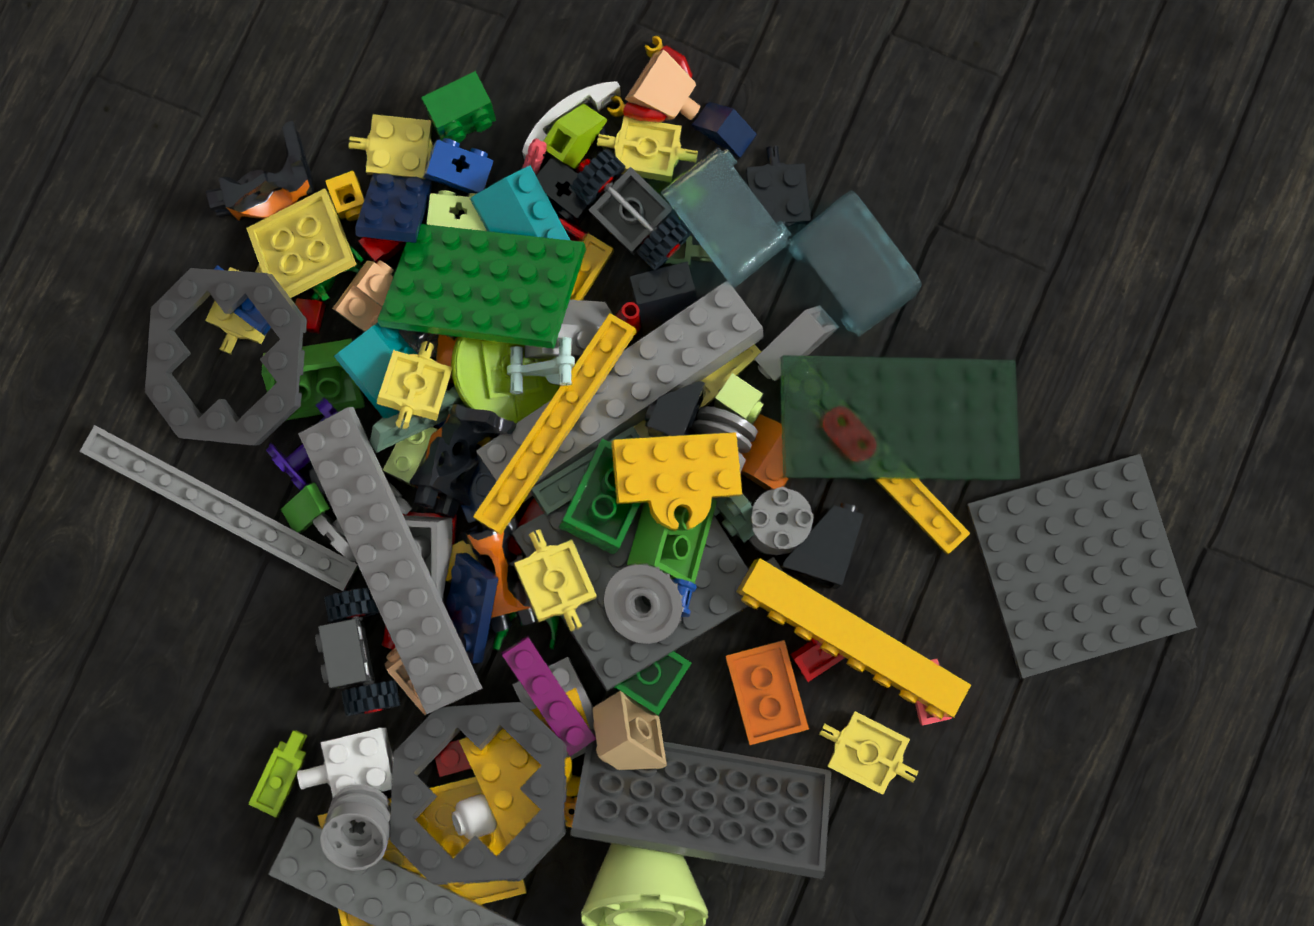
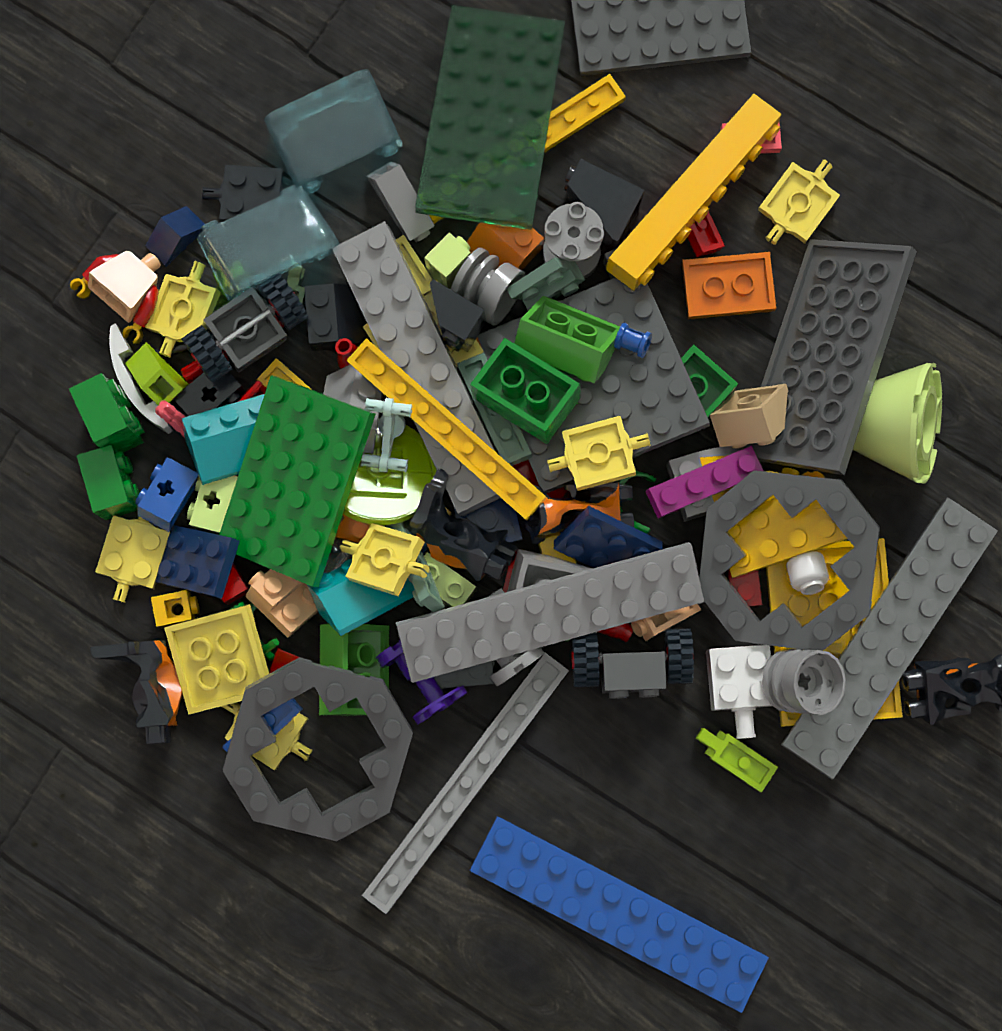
camera: 80 degrees left, 0 degrees up
(111, 682) = (619, 914): none -> blue plate
(305, 508) = (482, 693): bright green tile -> none
(522, 93) = (107, 413): none -> green brick
(631, 615) = (649, 381): light grey gear -> none
(677, 473) = (518, 317): yellow plate -> none
(848, 436) = (504, 159): clear red plate -> none

